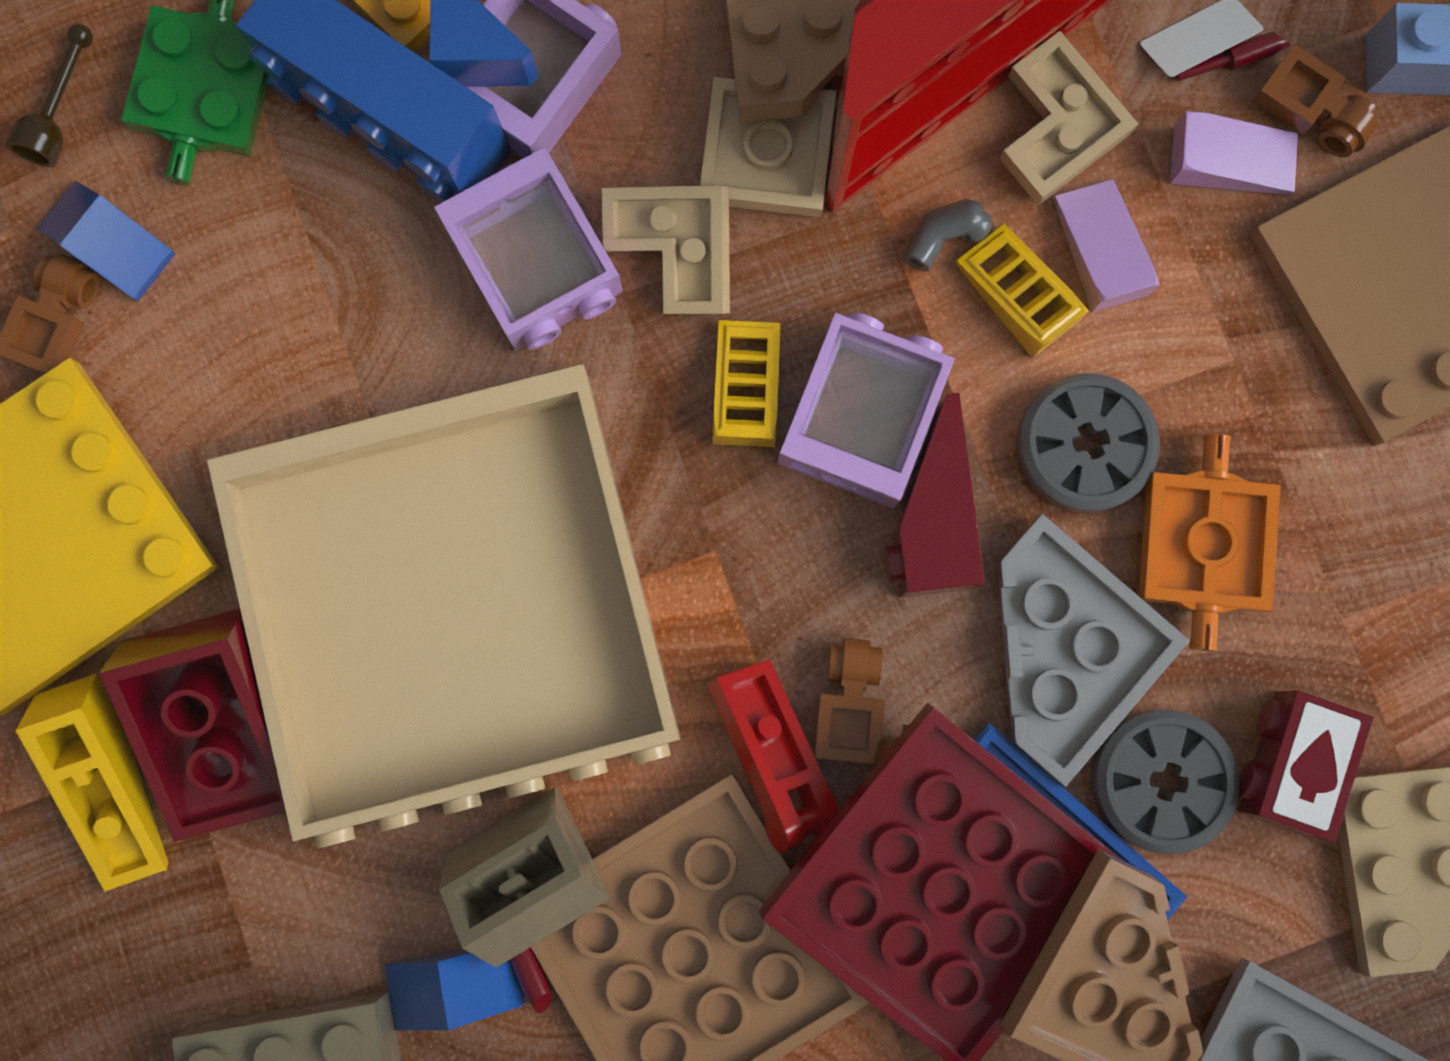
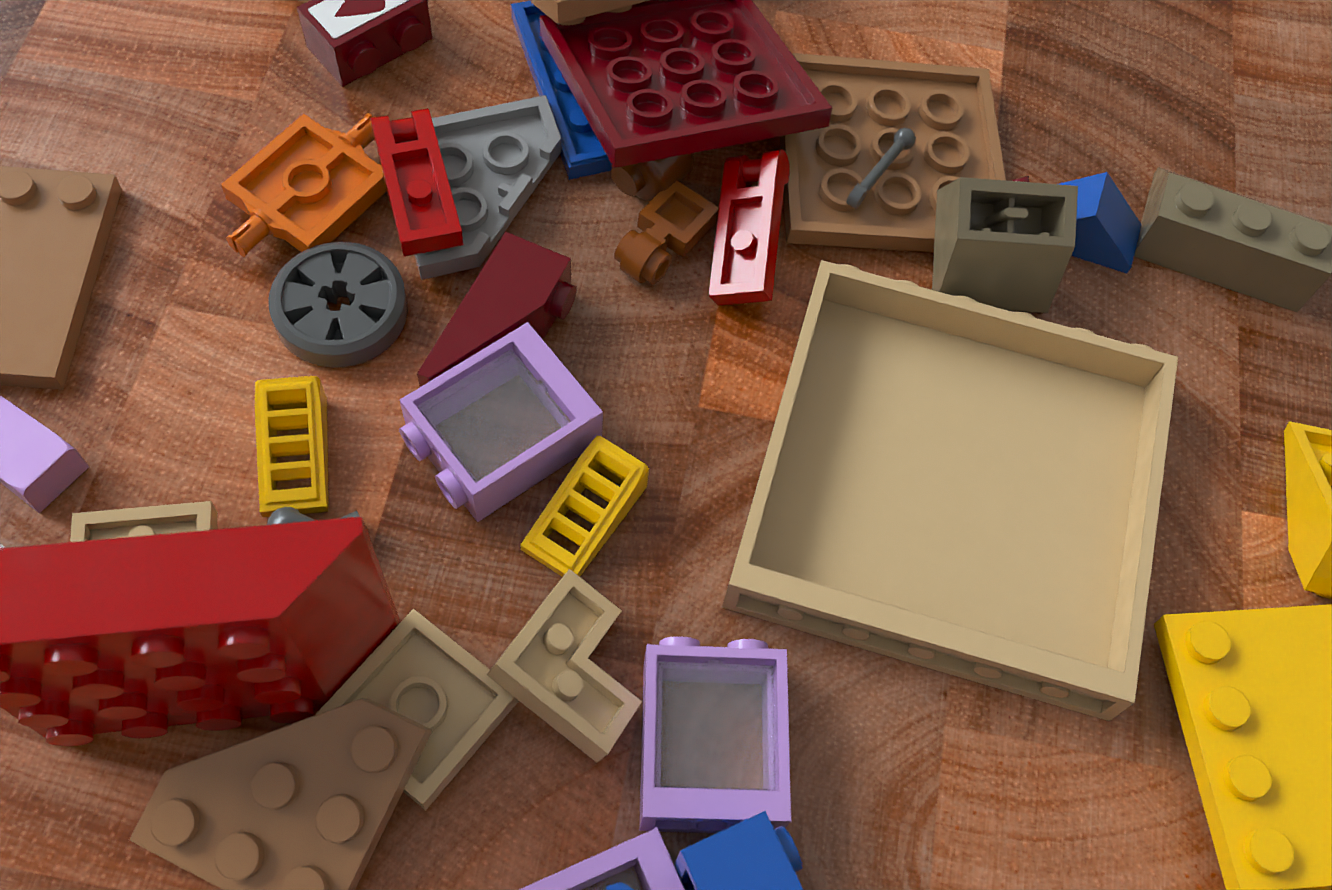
camera: 155 degrees left, 20 degrees down
(197, 723) = (1227, 512): dark red slope -> none
(680, 963) = (903, 140): none -> dark grey hinge
(1105, 246) = (191, 438): lavender slope -> none
(1106, 588) = (417, 183): none -> red plate
(1183, 817) = (474, 46): dark grey wheel -> none

